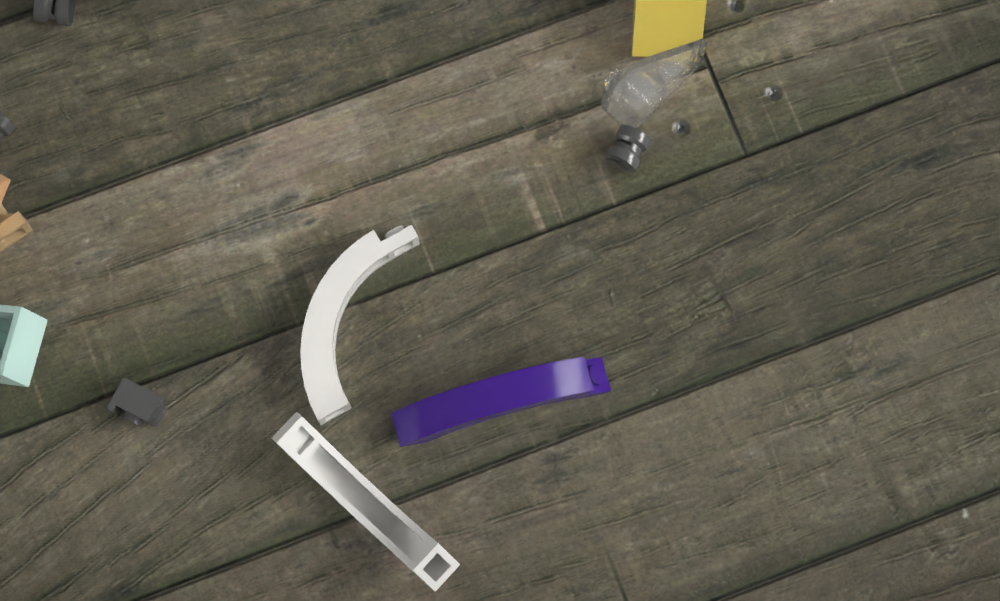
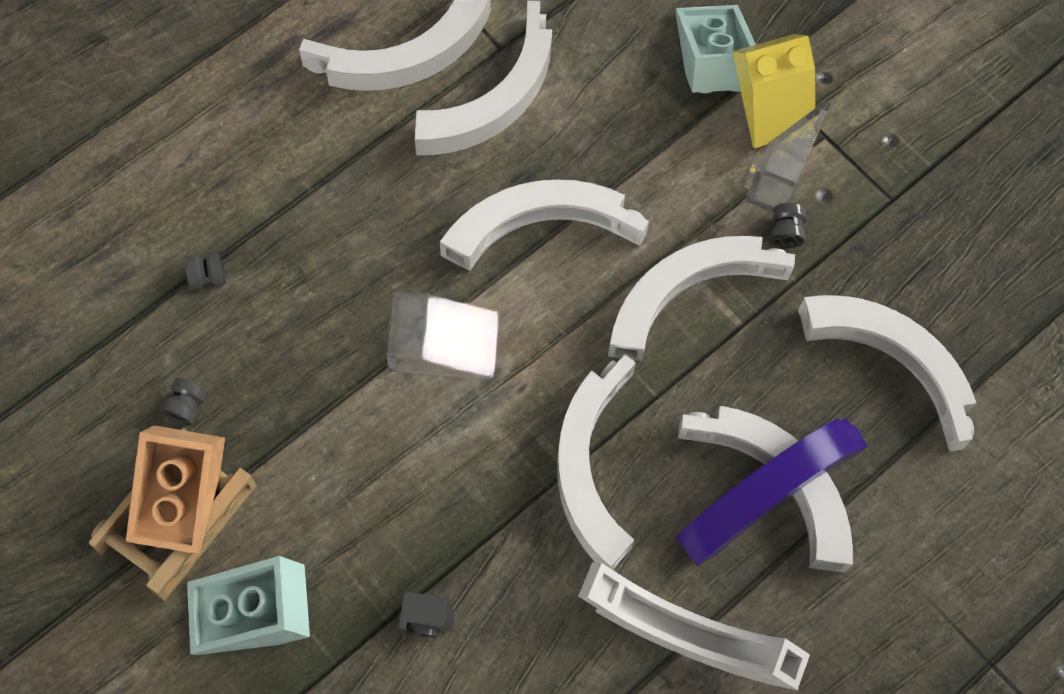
camera: 25 degrees left, 10 degrees down
(250, 147) = (441, 337): none -> clear slope
(387, 41) = (535, 203): none -> white arch
(499, 160) = (684, 269): none -> white arch
(540, 422) = (819, 500): none -> white arch
(677, 285) = (906, 342): none -> white arch

